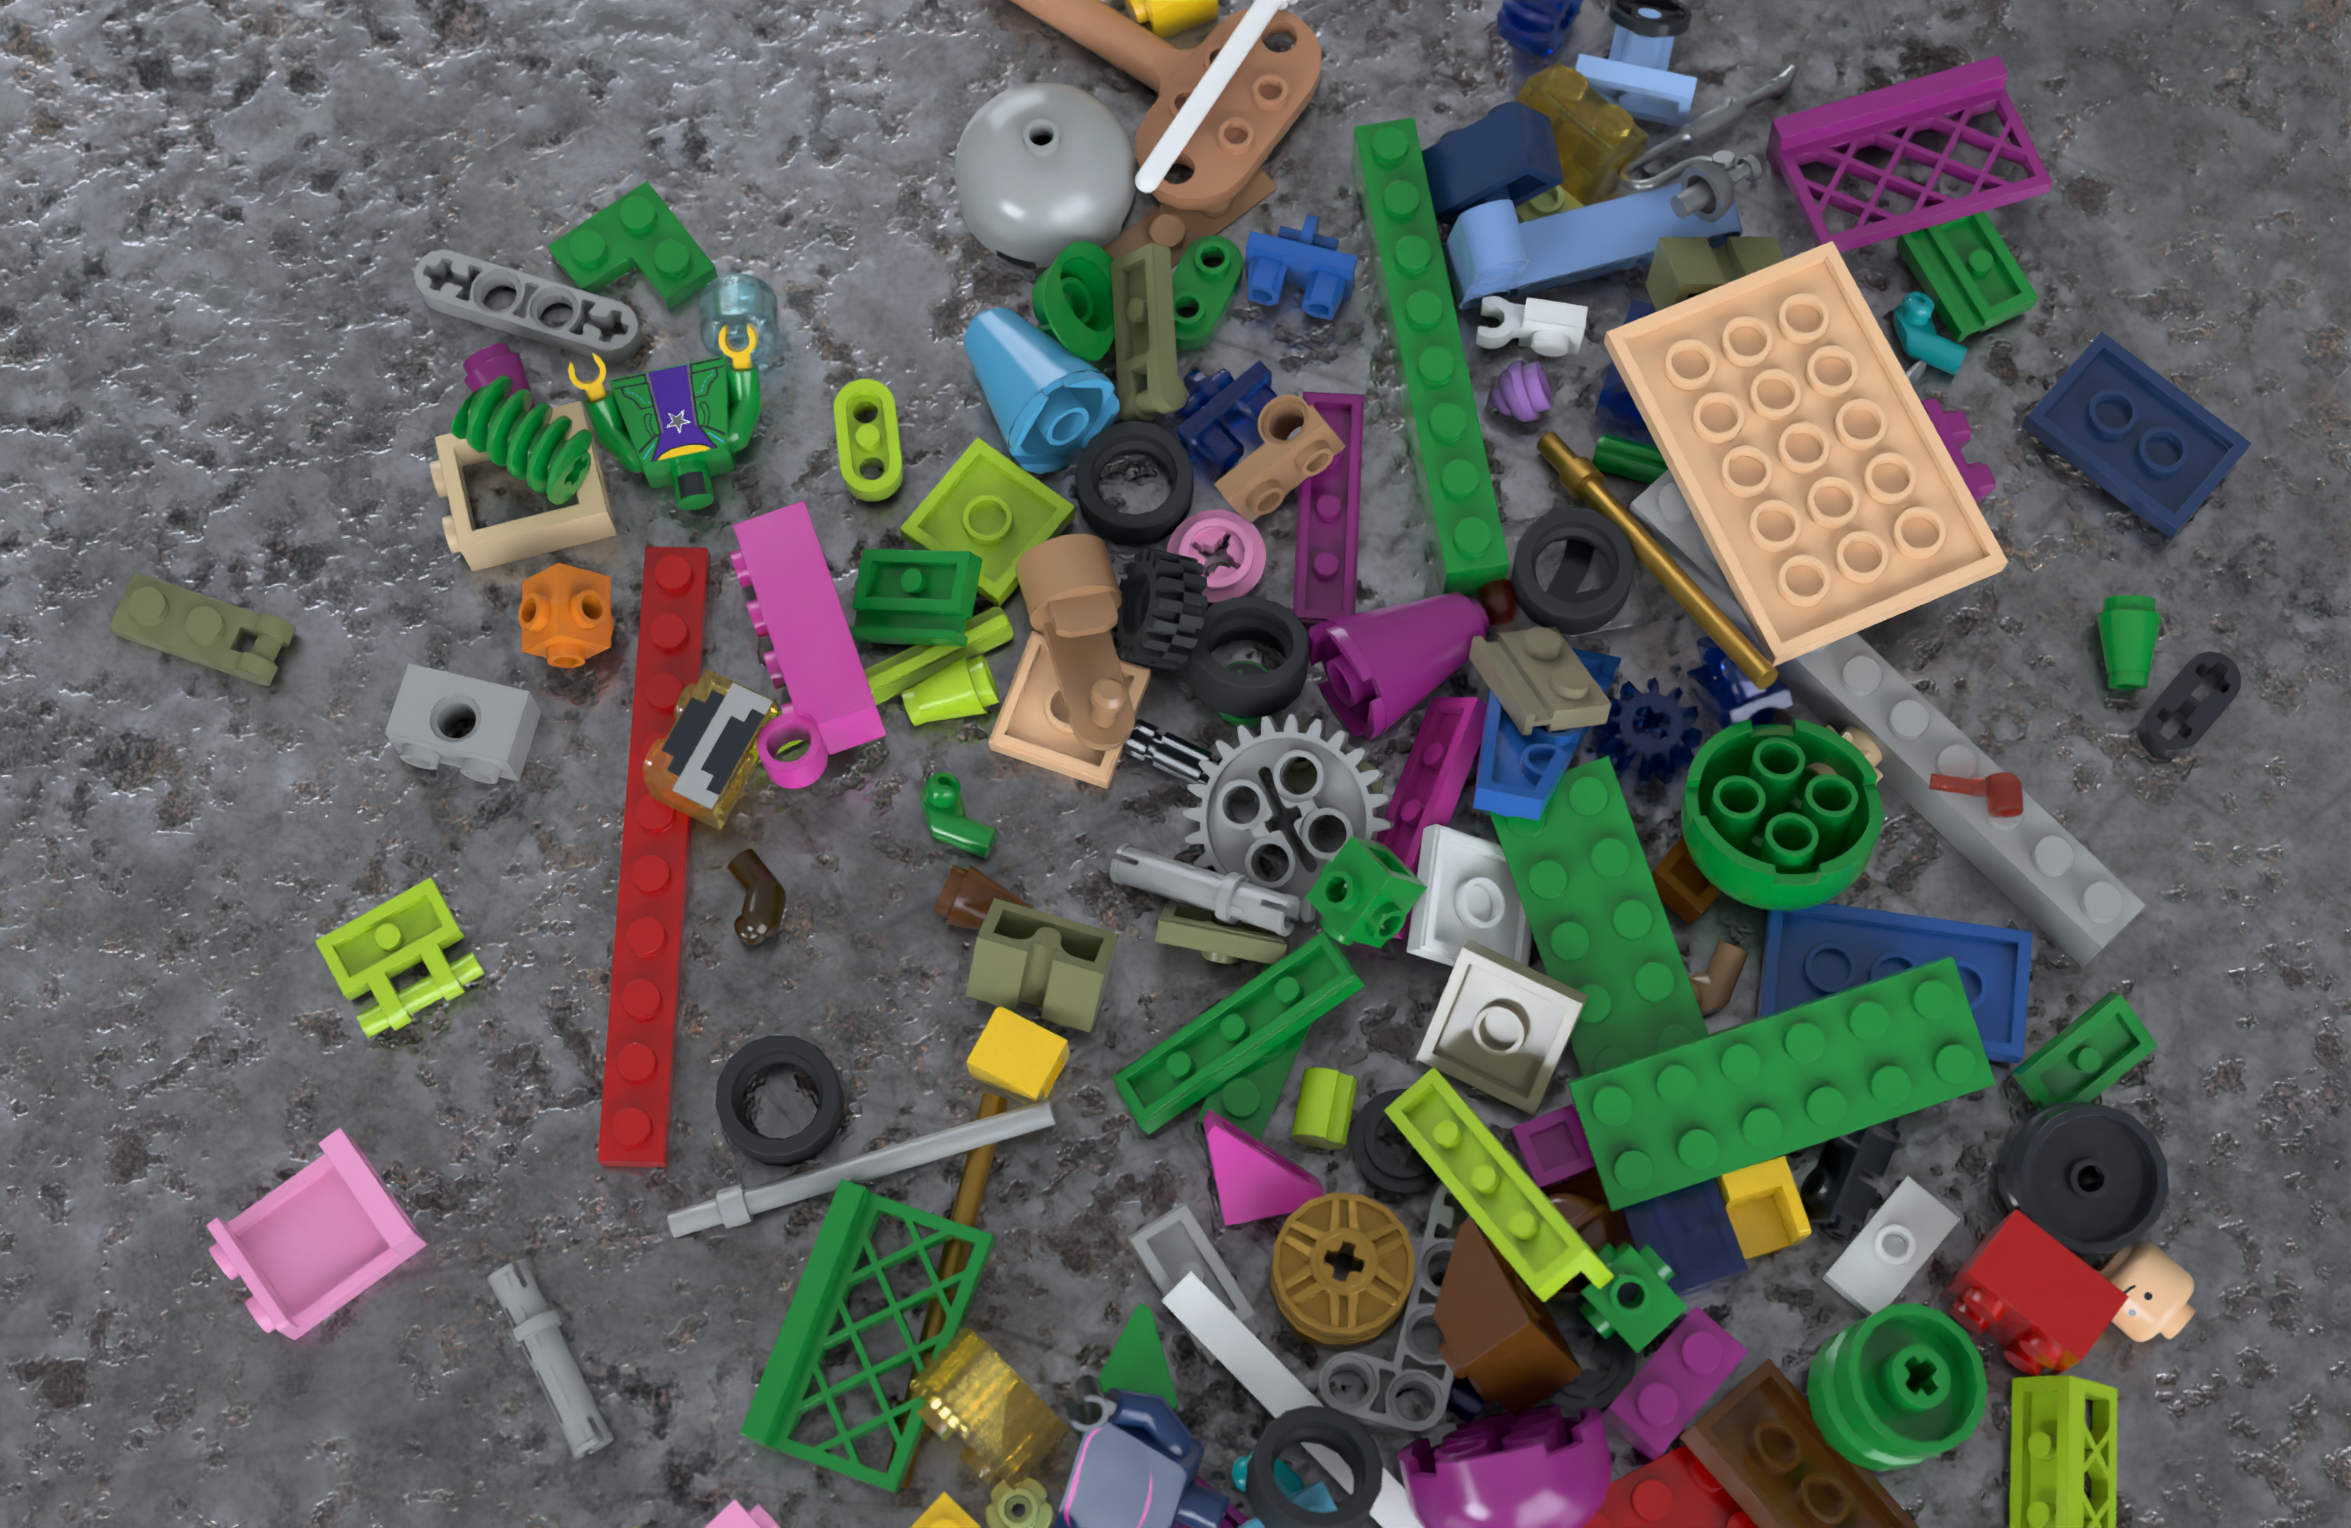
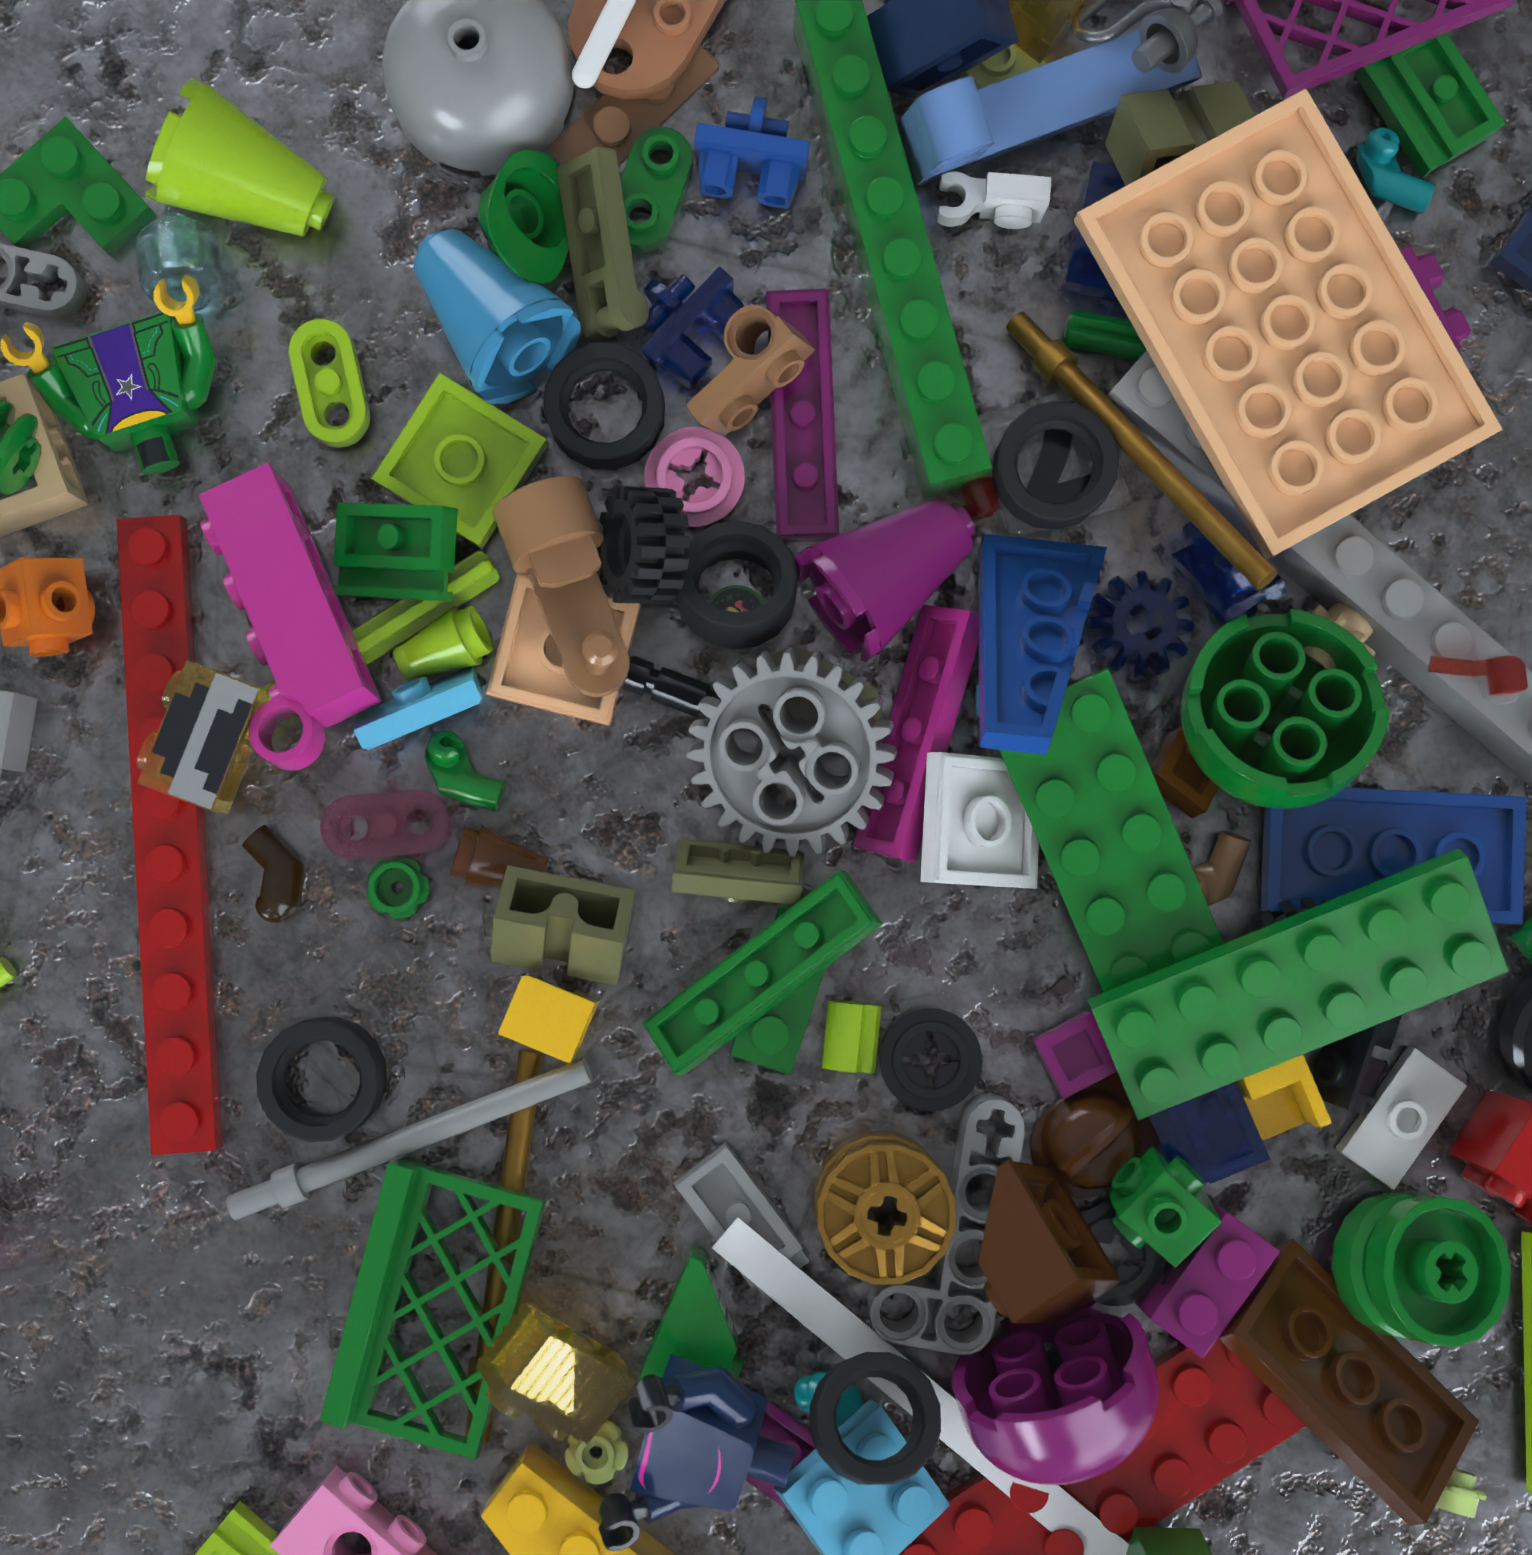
camera: 15 degrees left, 15 degrees up
(539, 1335) = (131, 1351): light grey pin -> none
(804, 237) = (233, 168): none -> lime cone
(874, 905) = (380, 884): none -> green plate
(876, 854) = (388, 824): none -> clear pink plate
(920, 743) = (416, 706): none -> medium azure plate
(1227, 896) = (739, 840): light grey pin -> none
(1253, 1177) = (793, 1115): dark pink slope -> none
(1364, 894) = (876, 835): green brick -> none
(1494, 1187) = (1028, 1122): lime fence -> none
(1501, 1027) = (1019, 945): plate -> none
(1522, 391) = (988, 272): medium lavender plate -> none
(1540, 680) = (1032, 591): dark tan plate -> none

